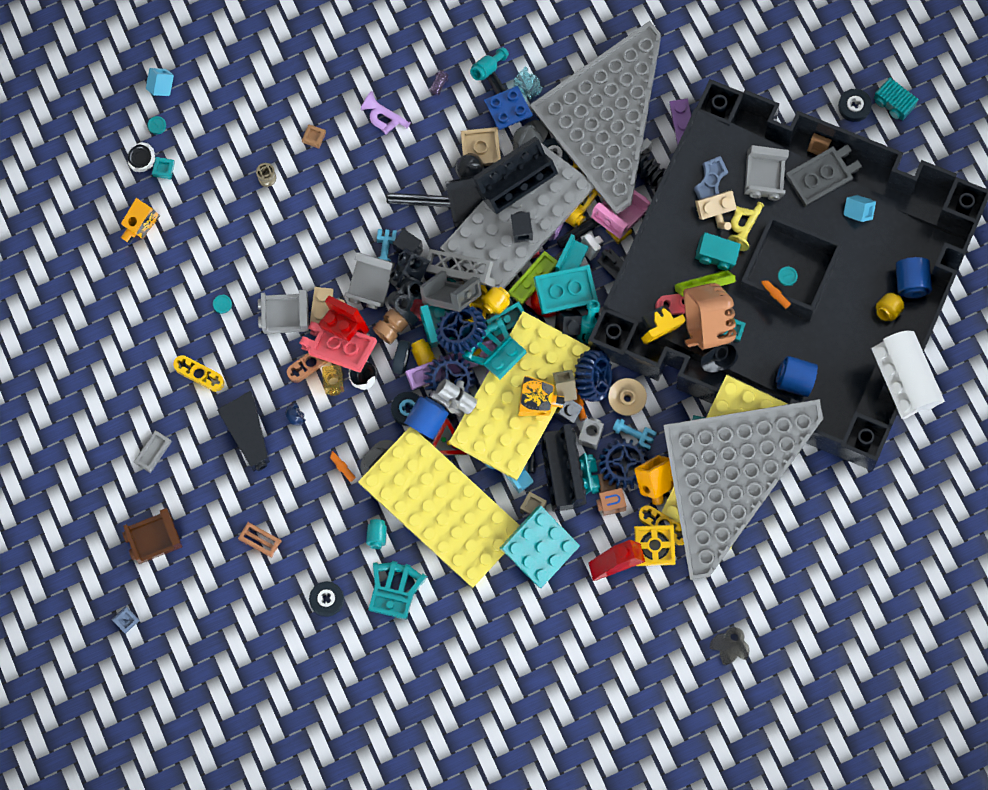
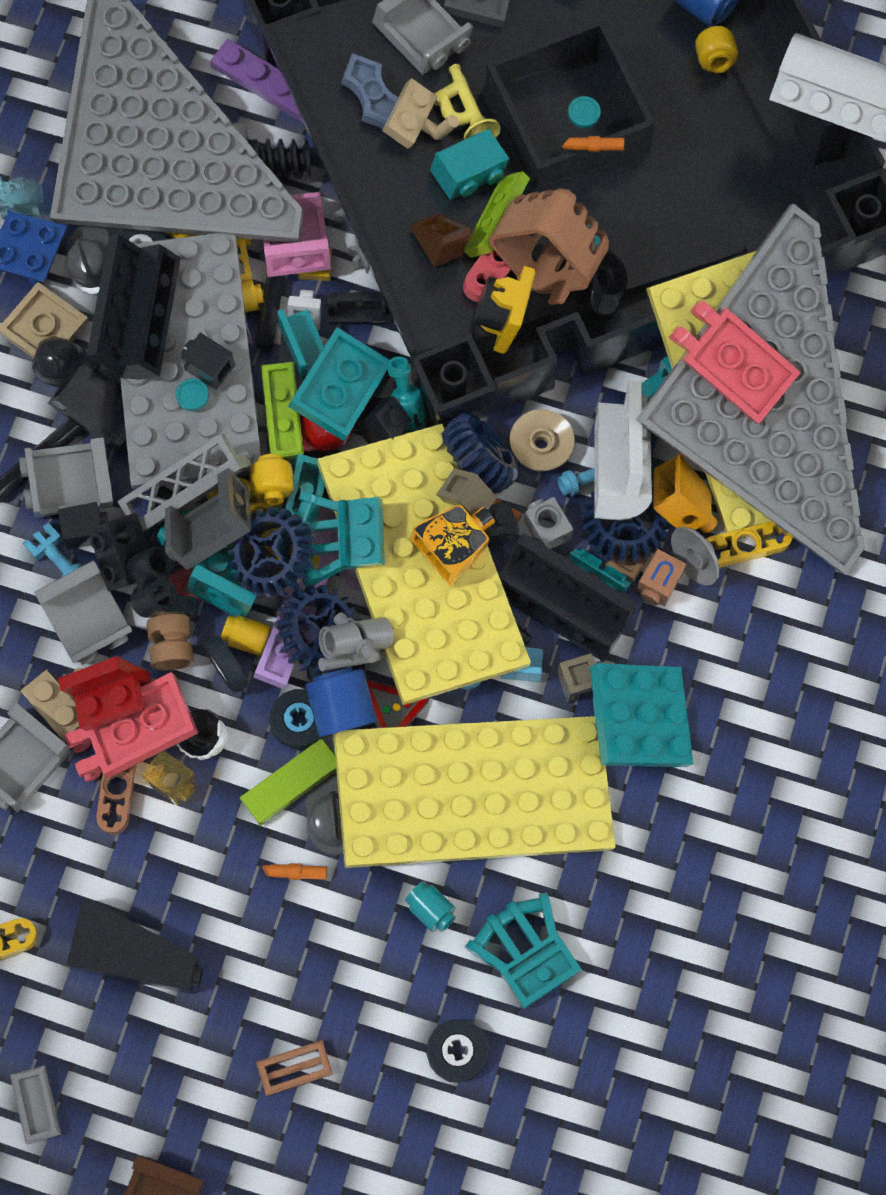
camera: 55 degrees left, 0 degrees up
(294, 415) = (169, 870): dark blue plate -> none
(376, 429) = (290, 782): none -> lime tile
(421, 219) = (66, 477): none -> light grey panel
(502, 234) = (192, 394): none -> teal piece
(616, 559) = (746, 639): red slope -> none
(635, 507) = (697, 554): none -> light grey dish
(644, 435) = (622, 458): none -> white brick
(655, 546) = (768, 577): yellow piece -> none
(669, 269) = (441, 238): none -> reddish brown slope
(728, 442) = (736, 361): none -> coral tile
(796, 376) = (712, 220): blue piece -> none

